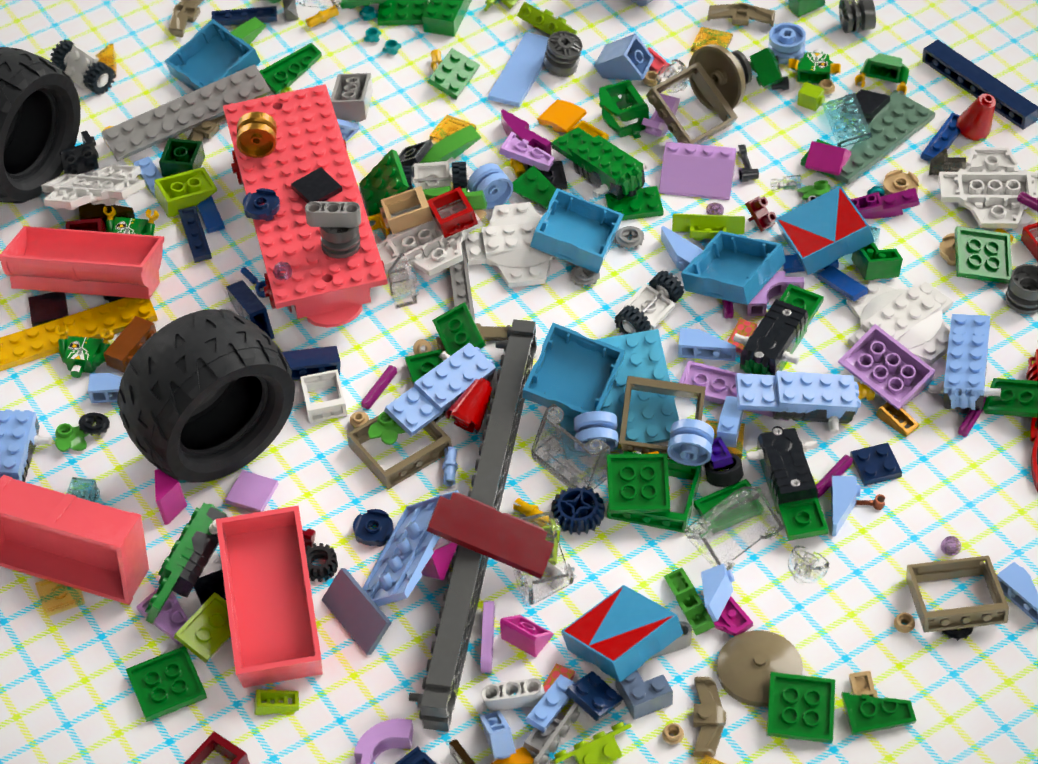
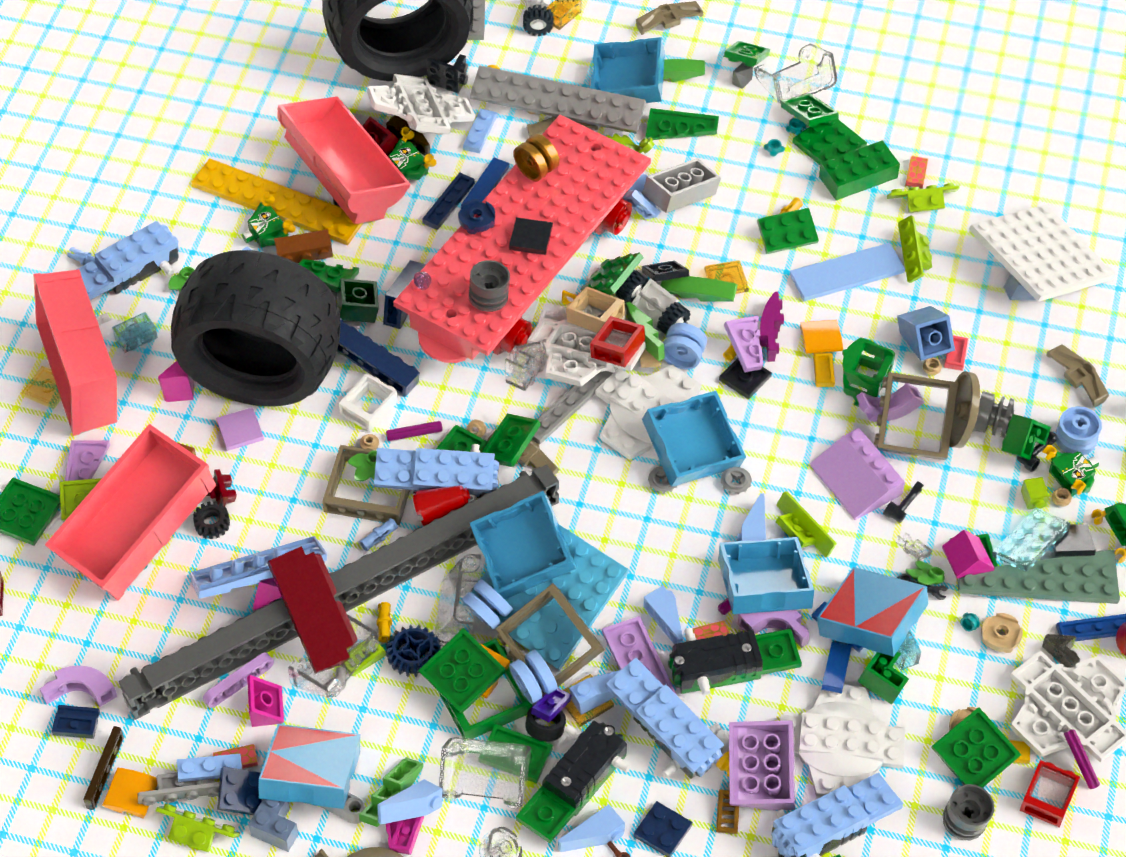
camera: 45 degrees right, 5 degrees up
(47, 307) = (291, 173): black tile -> none
(181, 156) = (508, 132): dark green brick -> none
(183, 190) = (479, 159): lime slope -> none
(187, 558) = (116, 437): piece -> none
(240, 16) = (702, 51): dark blue plate -> none
(274, 708) = (51, 583): lime slope -> none
(322, 16) = (758, 100): yellow pin -> none
(333, 214) = (487, 266): light grey beam -> none
(356, 611) = (182, 577): tile -> none
(375, 537) = (274, 539): dark blue plate -> none
(391, 47) = (774, 169): teal plate -> none
(498, 734) = (149, 751): light blue slope -> none
(504, 690) = (195, 735): white beam -> none
(535, 187) = (720, 377): green wing -> none
(563, 53) = (885, 284): dark grey wheel -> none
(602, 163) = (788, 402): green piece -> none
(642, 205) = (777, 456): green plate -> none
(650, 304) = (668, 547): plate -> none
(669, 71) = (943, 372): clear cylinder -> none
(711, 36) = (1025, 377): clear yellow tile -> none
(714, 209) = (828, 522): clear purple plate -> none
(760, 214) = (852, 551): dark red hips -> none
(837, 470) = (620, 805): magenta axle -> none
(891, 205) = (956, 633): magenta slope -> none

